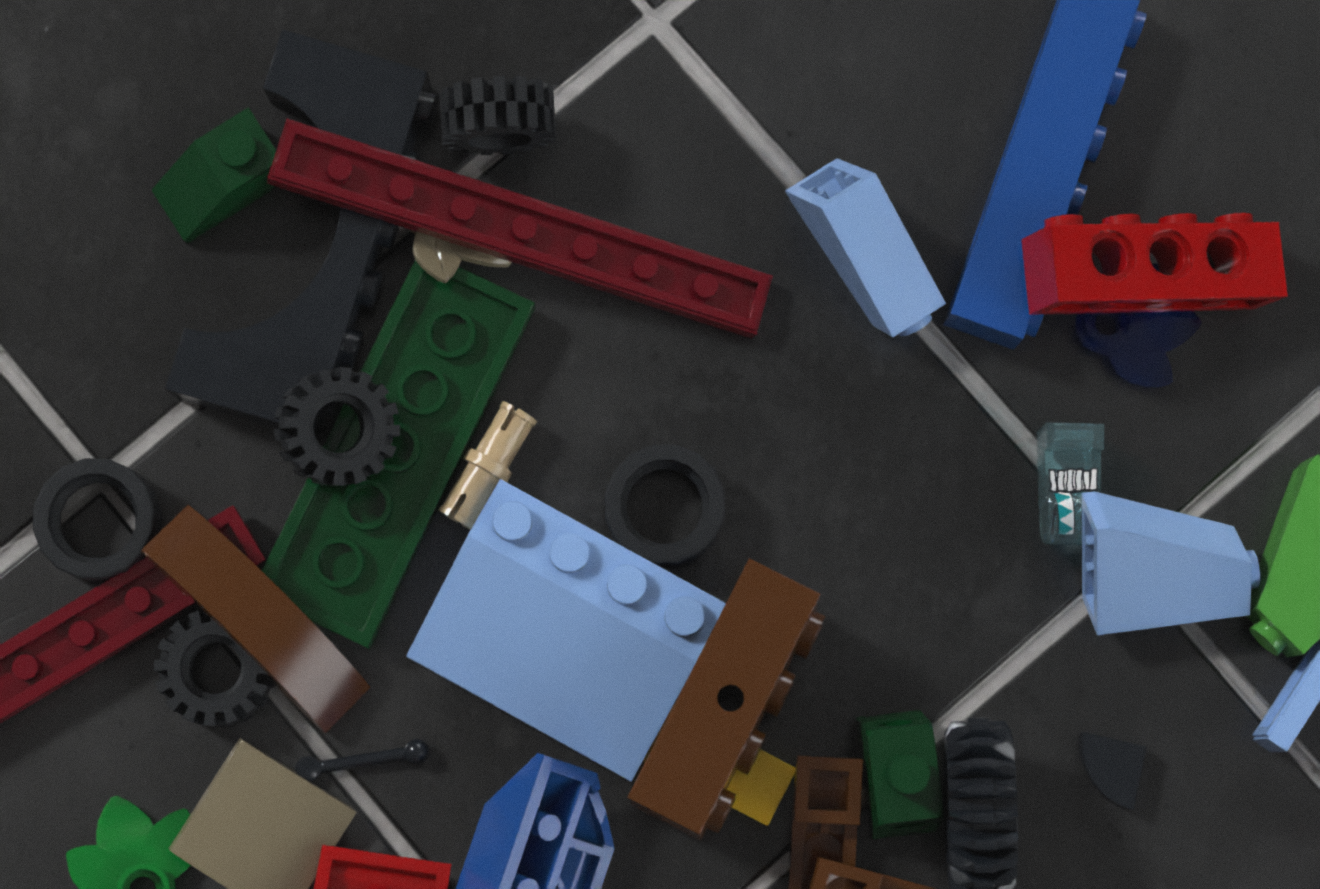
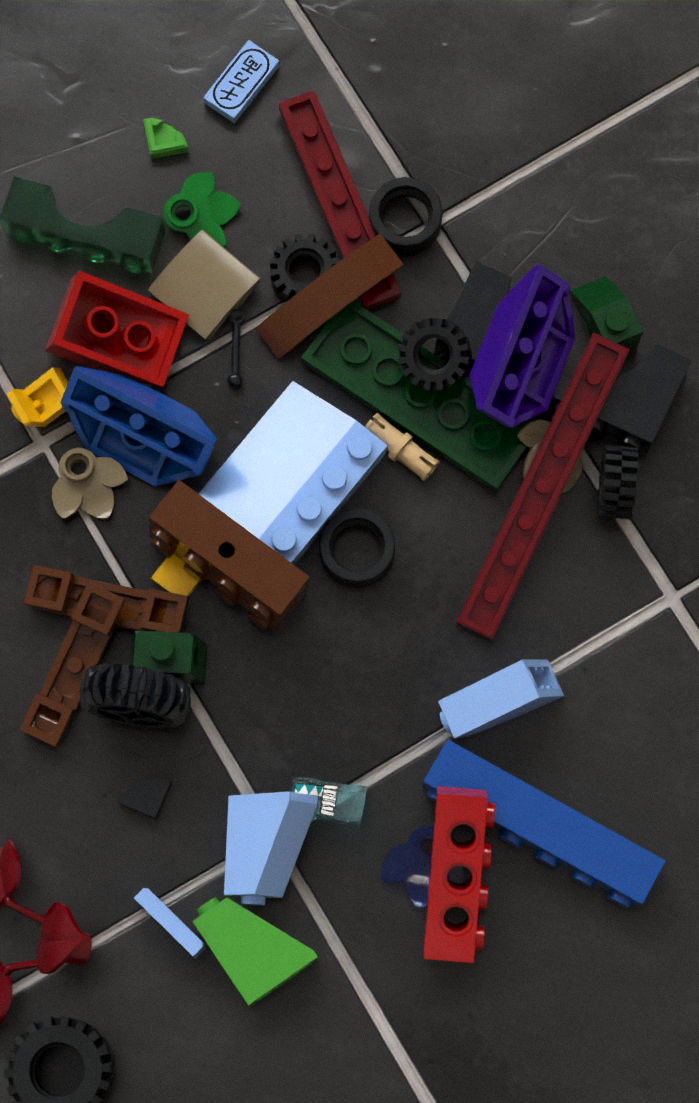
camera: 105 degrees right, 5 degrees down
(314, 284) = (524, 349): none -> dark purple wedge

